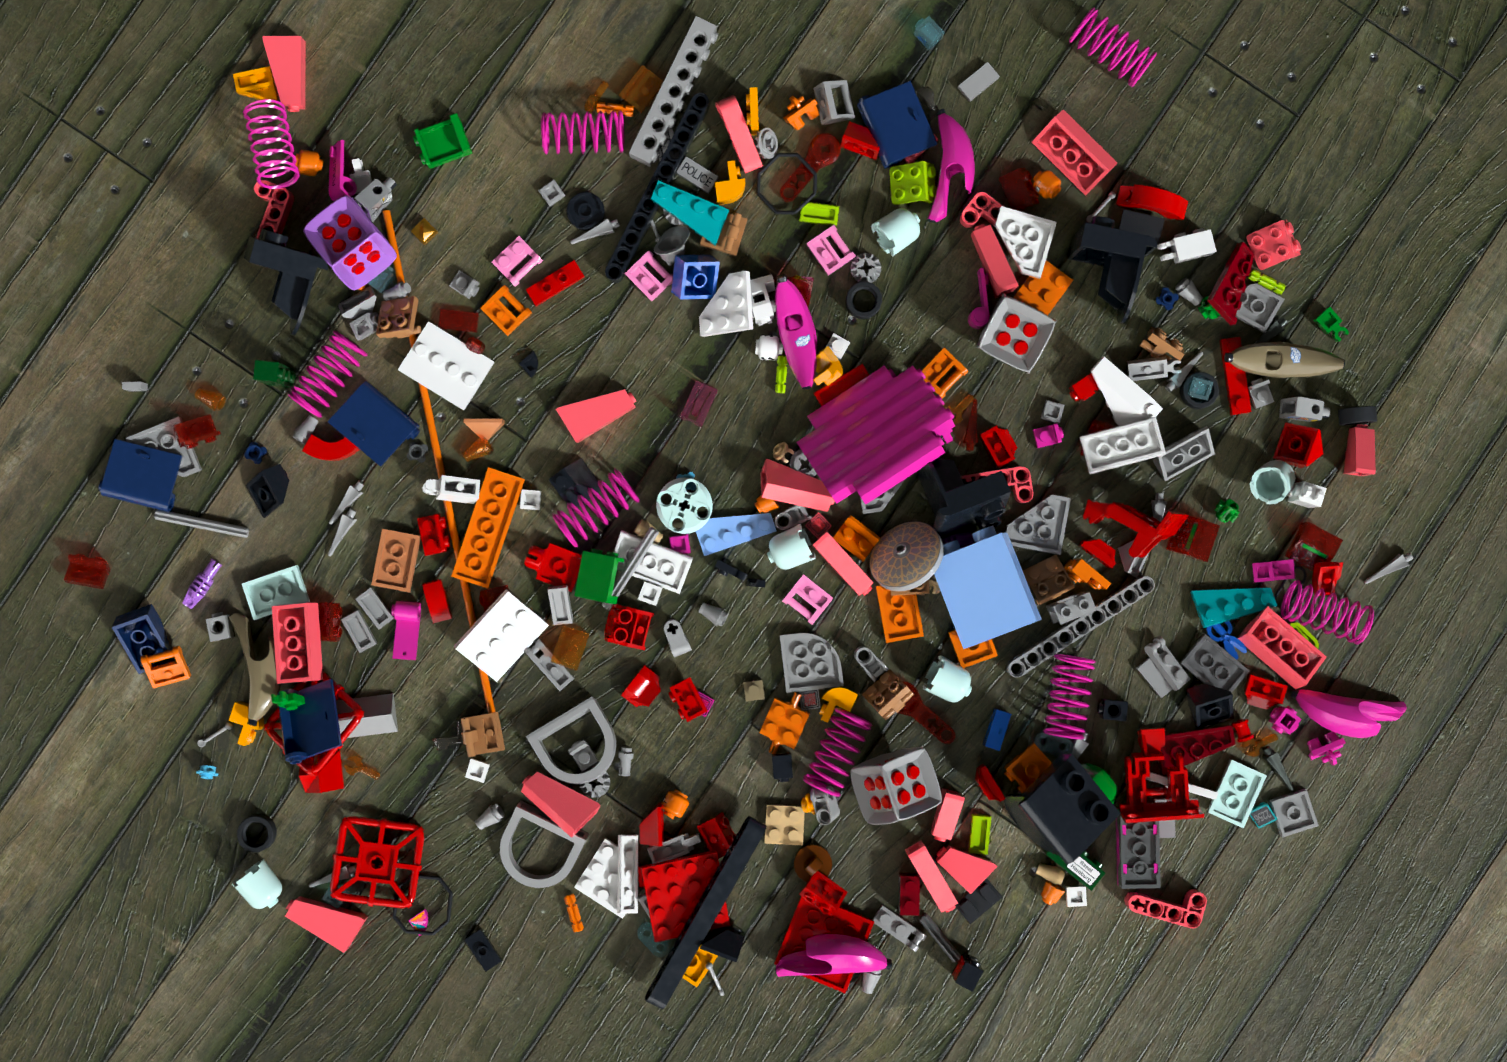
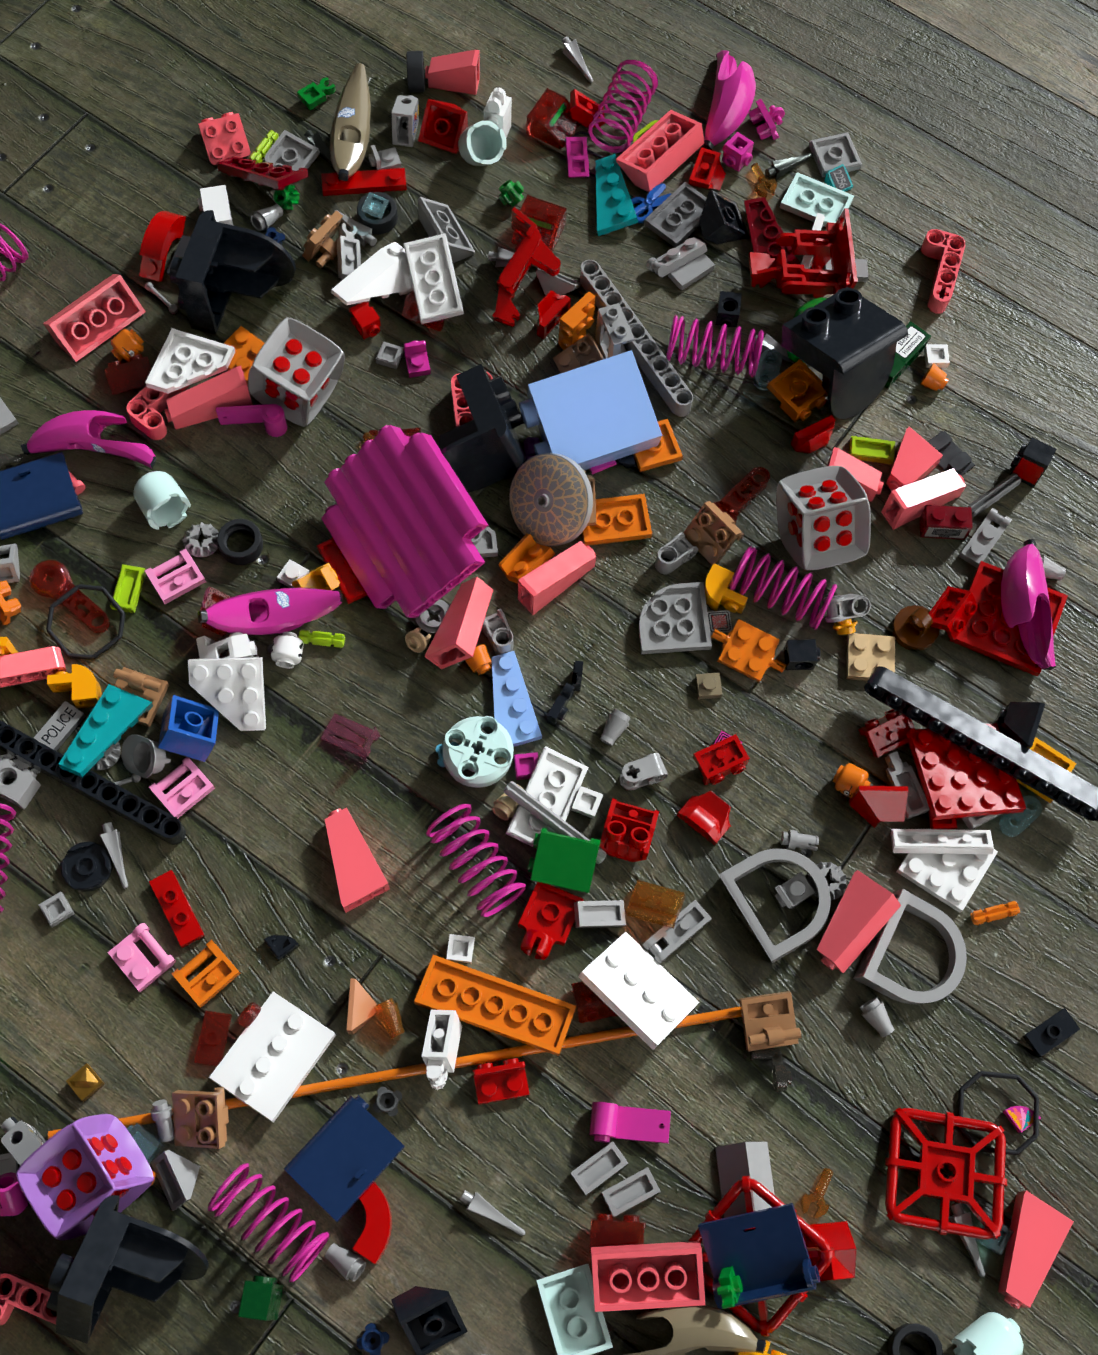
camera: 95 degrees left, 20 degrees down
(351, 495) = (443, 1198): light grey piece -> none
(365, 325) = (206, 1168): light grey bracket -> none
(396, 560) = (534, 1135): nougat plate -> none
(437, 601) = (591, 1079): red slope -> none
(465, 285) = (165, 1028): light grey bracket -> none
(477, 770) = (816, 1031): white plate -> none
(574, 481) = (441, 891): black slope -> none
(709, 966) = (1049, 746): light grey hinge -> none
(769, 147) = (31, 640): light grey gear -> none
(790, 548) = (536, 630): light aqua cylinder -> none
(812, 594) = (591, 615): bright pink plate -> none
(818, 525) = (510, 604): tile -> none
(860, 140) = (47, 532): red slope -> none
(913, 183) = (105, 484): lime bracket -> none
(939, 367) = (323, 460): orange plate -> none
(948, 680) = (695, 469): light aqua cylinder -> none
(996, 729) = (758, 429): blue piece -> none
(999, 445) = (426, 409): red slope -> none
(1041, 526) = (518, 365): light grey plate -> none
(1051, 873) = (913, 377): tan cone -> none
(1137, 854) = (894, 288): dark grey piece -> none
(1242, 730) = (748, 192): red bush -> none

